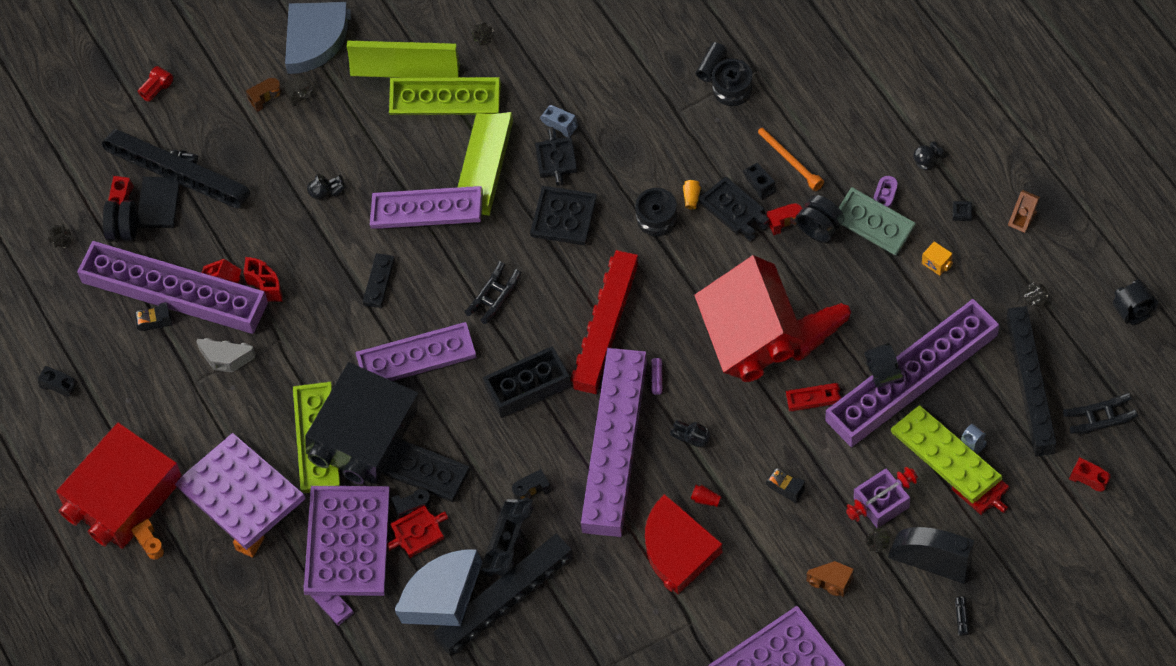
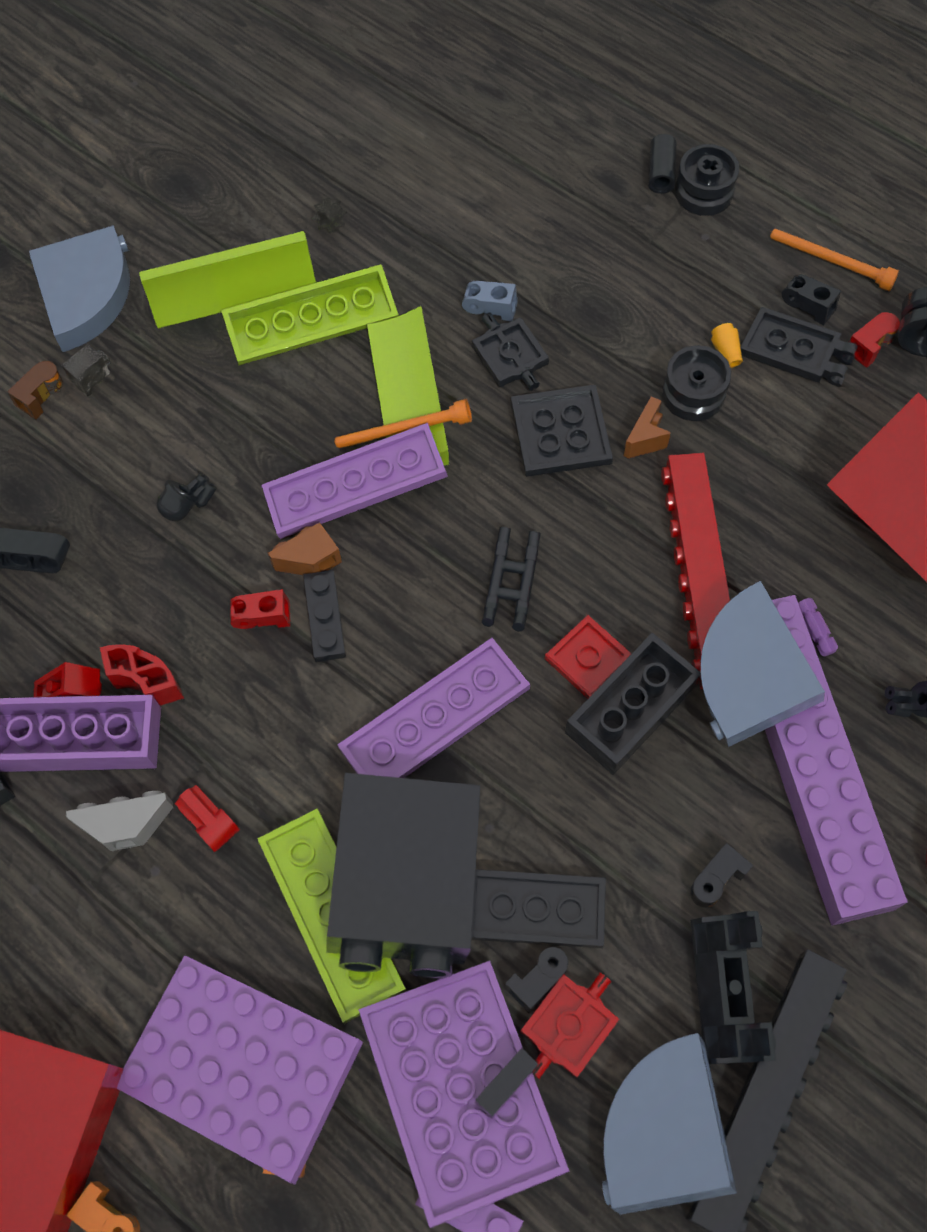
camera: 25 degrees left, 5 degrees up
(270, 369) = (211, 823): none -> red piece
(343, 265) = (260, 610): none -> red leg
(369, 542) = (506, 1083): none -> black piece
(381, 241) = (306, 553): none -> dark orange slope
(502, 185) = (459, 412): none -> orange piece
(515, 347) = (587, 656): none -> red tile
(595, 380) = (754, 669): none -> sand blue brick
(611, 233) = (646, 434): none -> dark orange slope

